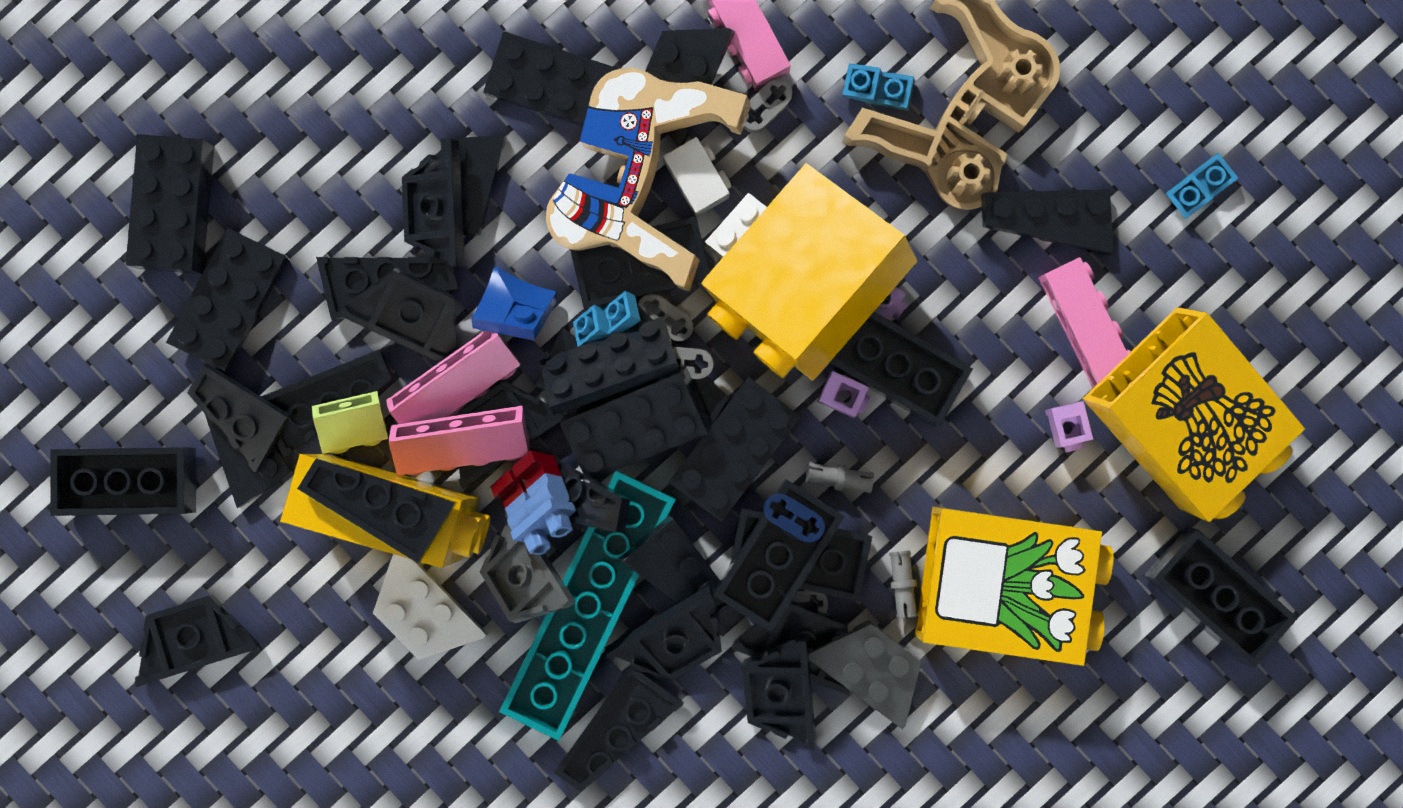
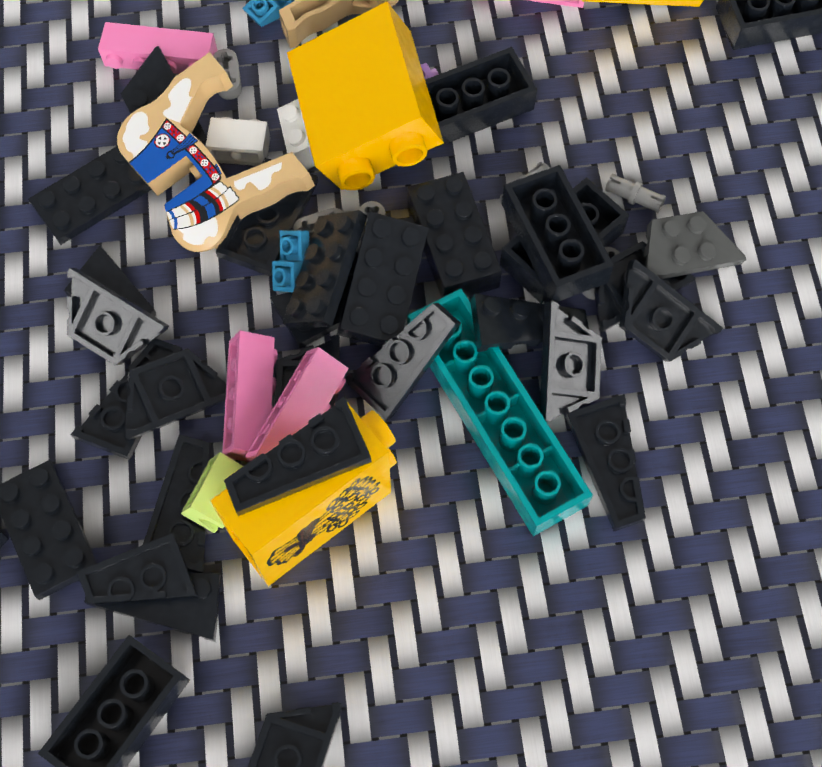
camera: 55 degrees left, 20 degrees down
(422, 611) = (408, 548): white wing -> none
(513, 306) = (228, 316): blue plate -> none
(522, 581) = (439, 440): dark grey wing -> none
(535, 501) = (398, 383): medium blue hips -> none
(789, 524) = (536, 193): dark blue beam -> none
(834, 385) = (467, 145): lavender brick -> none
(1012, 586) = (683, 120): brick -> none
(1076, 415) = (594, 26): lavender brick -> none

